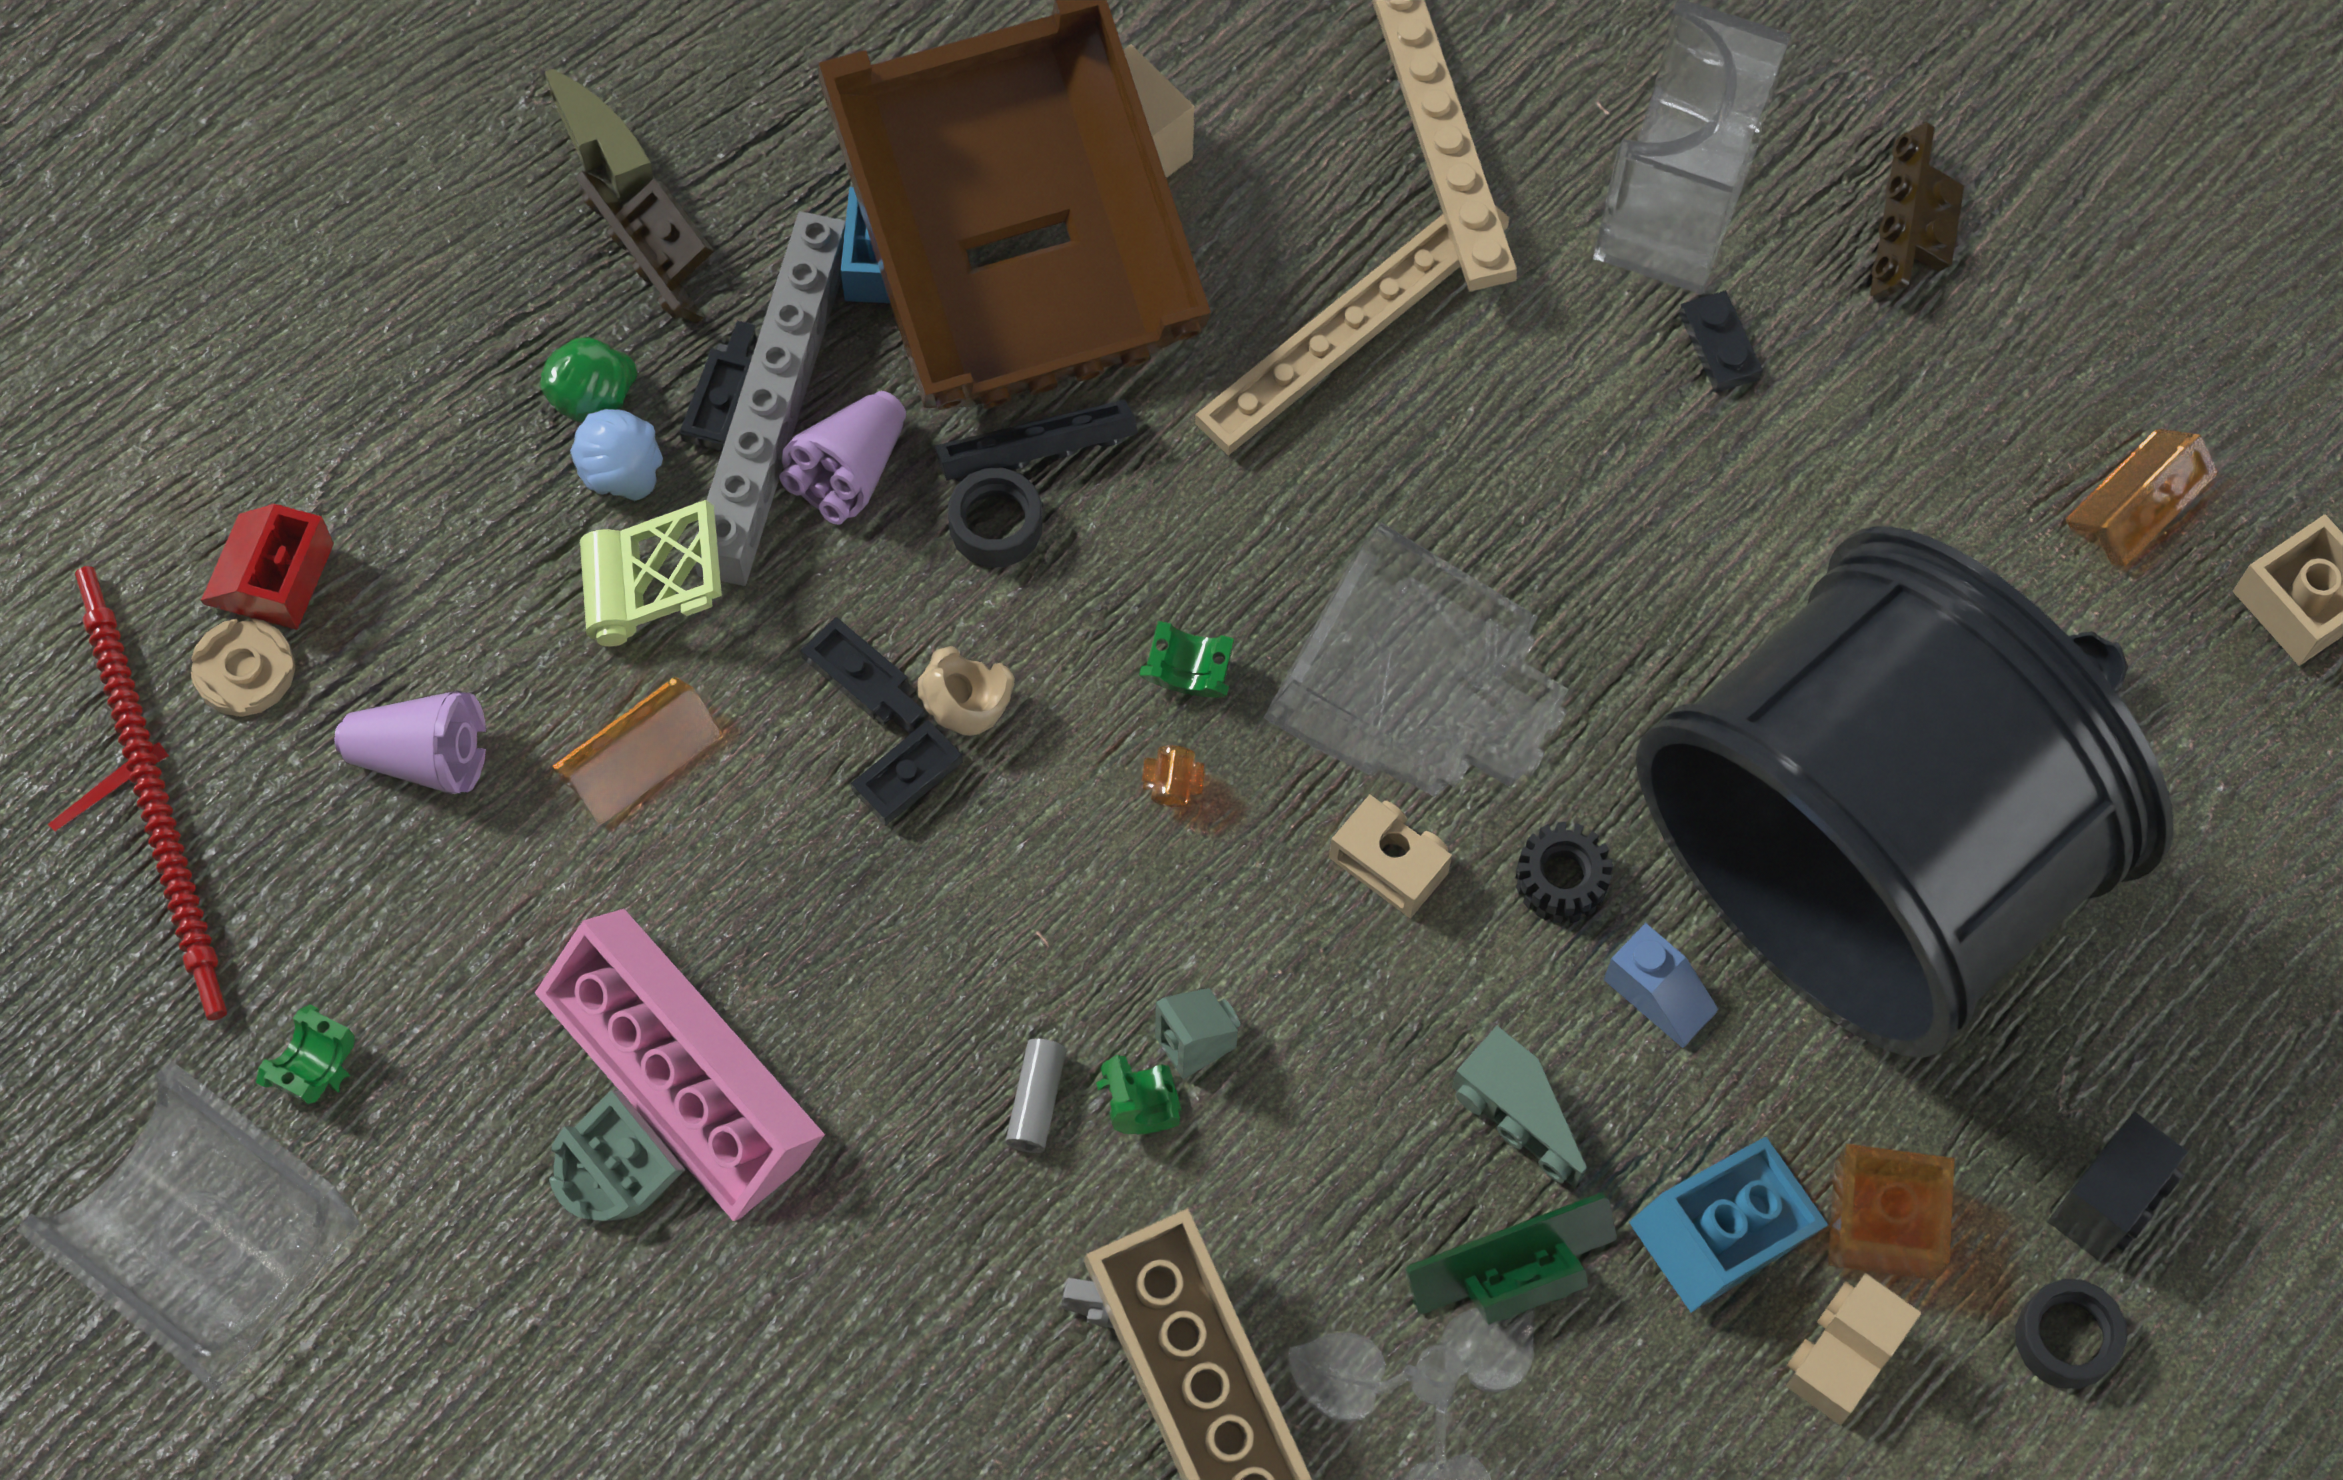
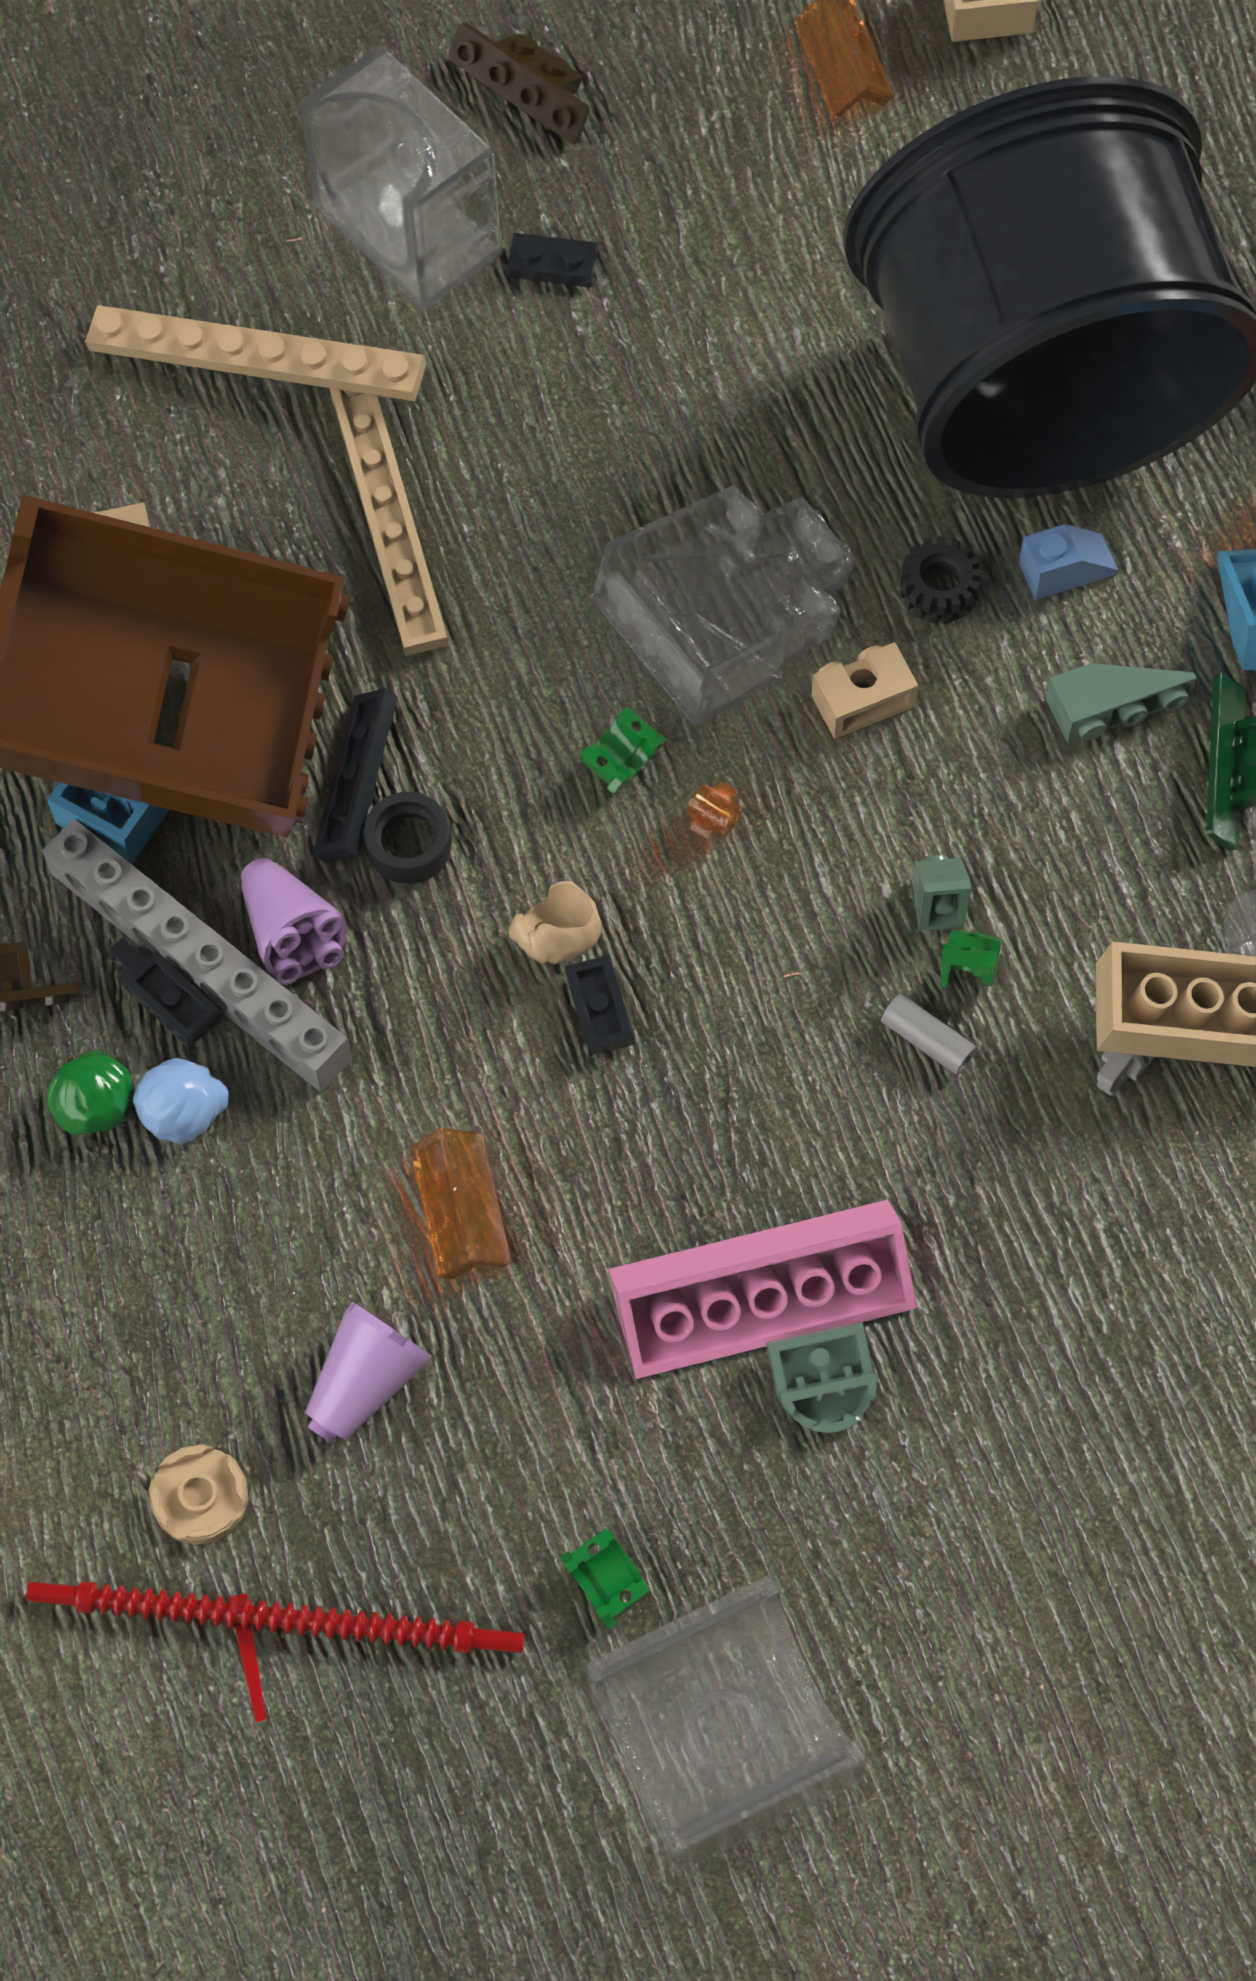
camera: 60 degrees left, 0 degrees up
(270, 565) = (118, 1428): red slope -> none
(617, 584) = (305, 1154): yellowish green piece -> none
(864, 675) = (494, 999): black hinge -> none

